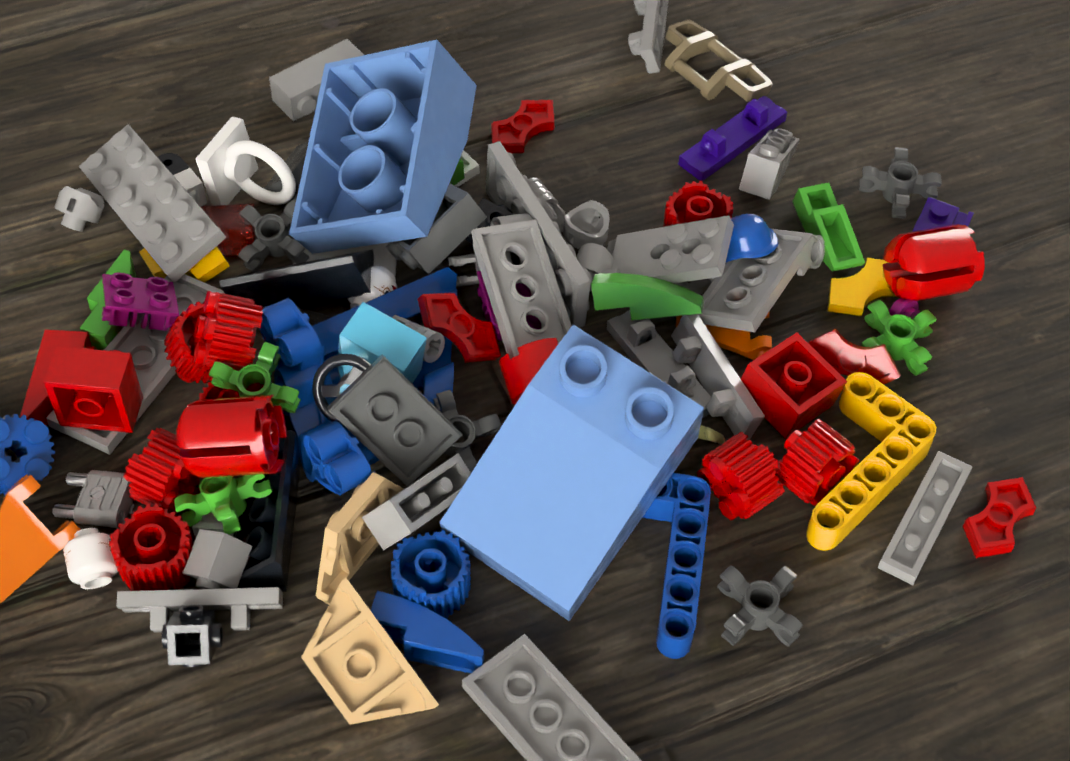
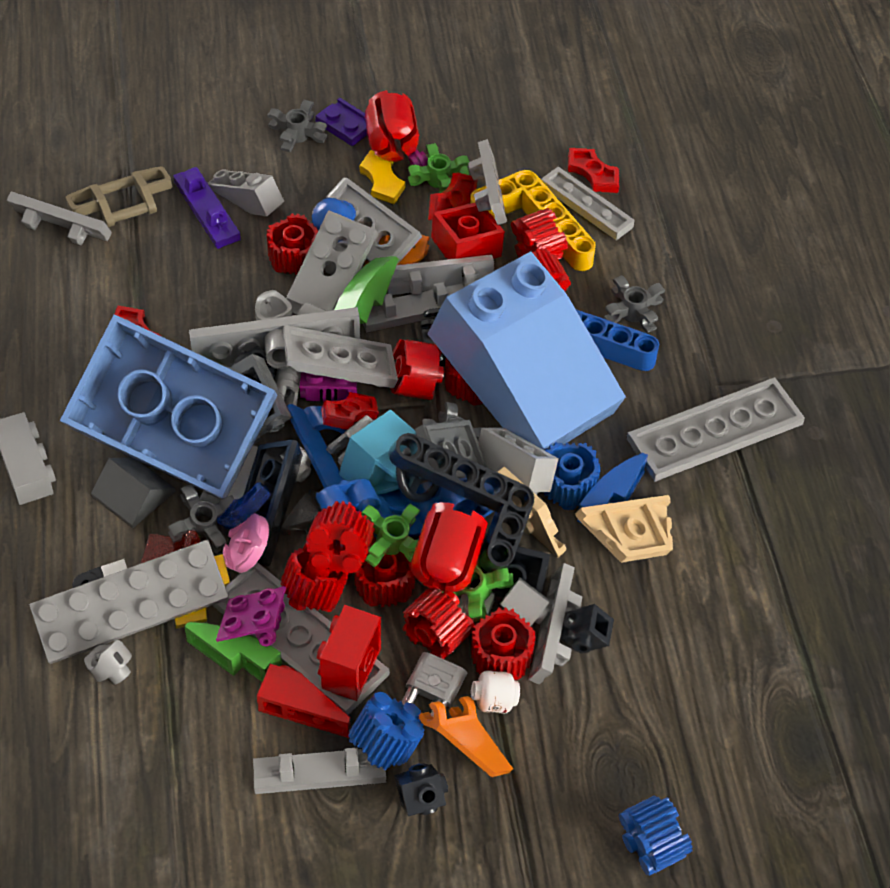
camera: 75 degrees left, 0 degrees up
(231, 162) = (114, 530): white tile -> none
(236, 269) = (246, 543): none -> bright pink tile
(272, 249) = (244, 507): none -> clear blue tile
(313, 438) = (473, 490): none -> black beam
(824, 217) = (322, 176): bright green slope -> none
(876, 380) = (491, 197): none -> light grey hinge

